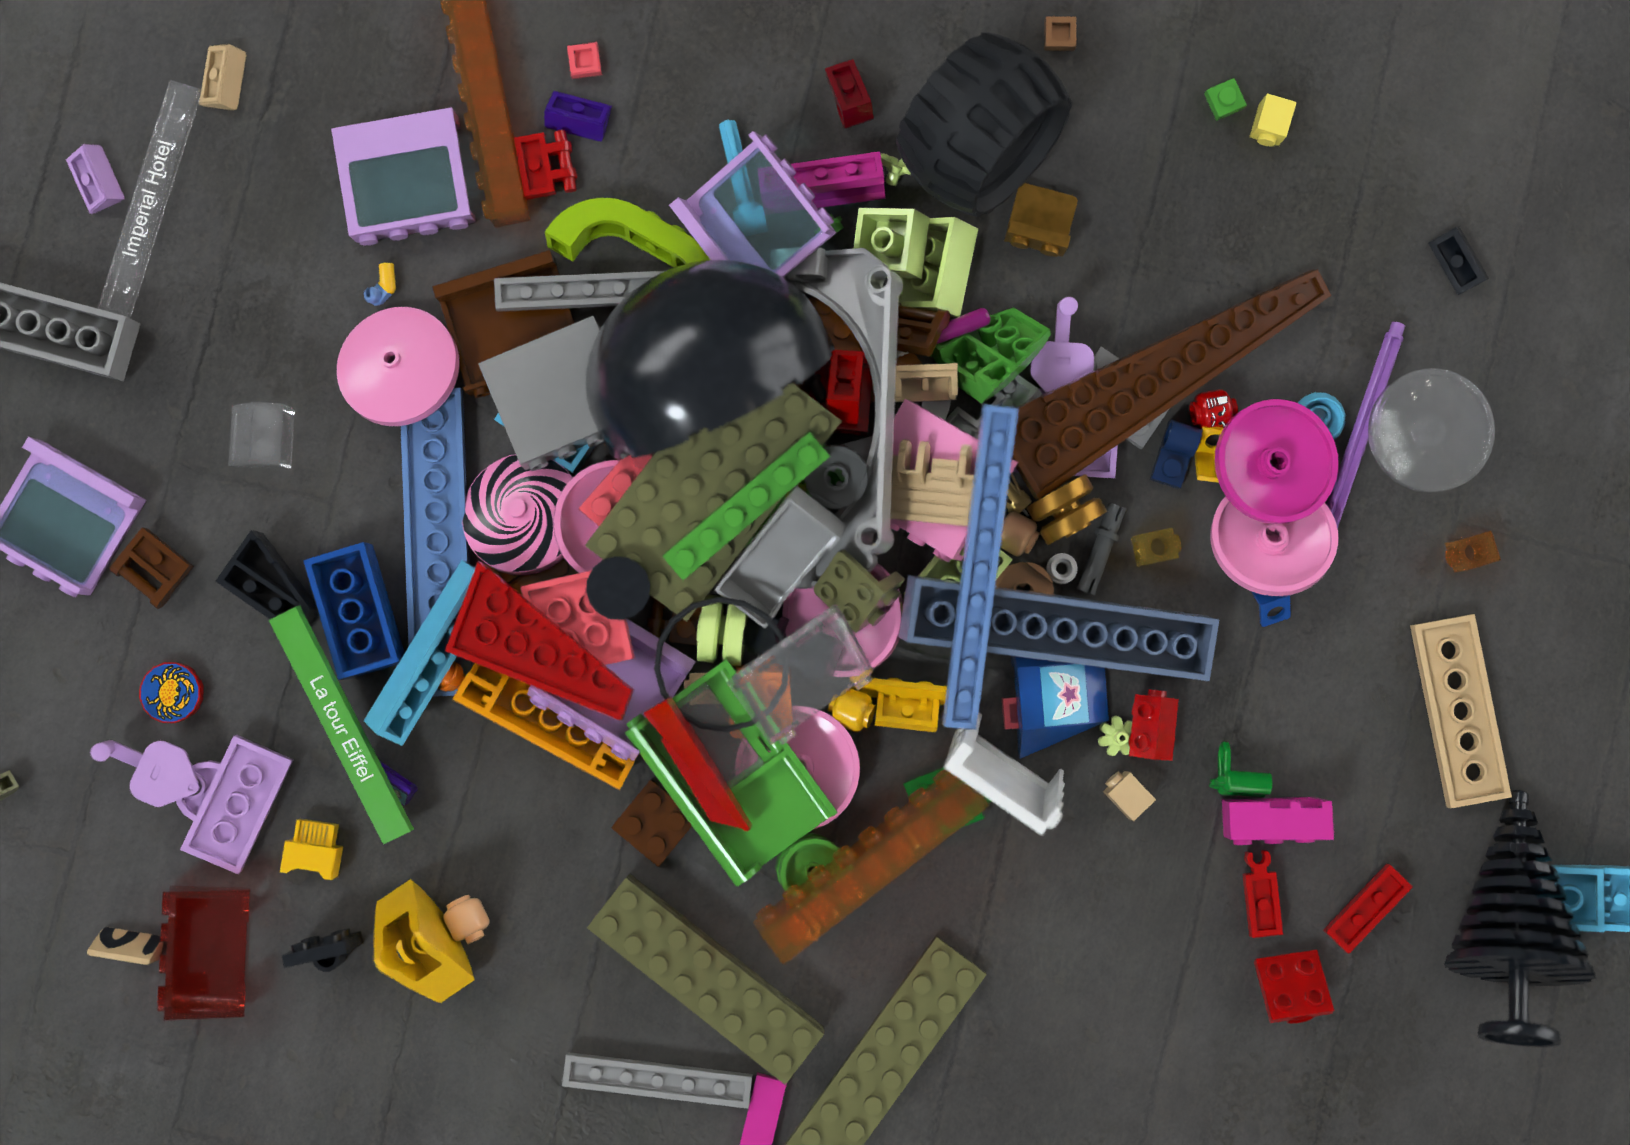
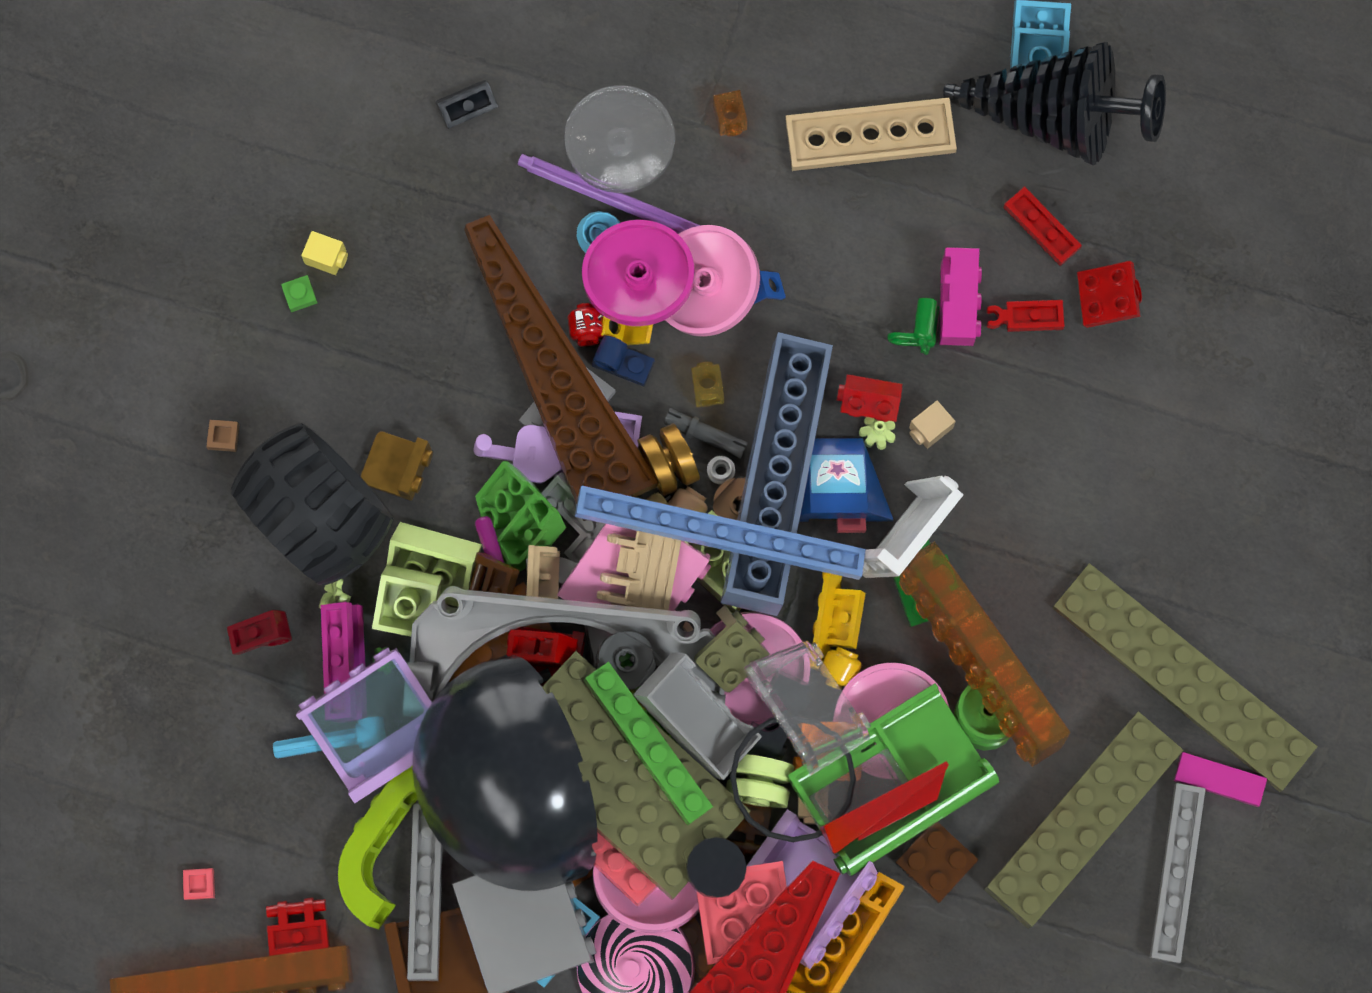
camera: 85 degrees left, 10 degrees down
(577, 116) = (252, 894): dark purple slope -> none

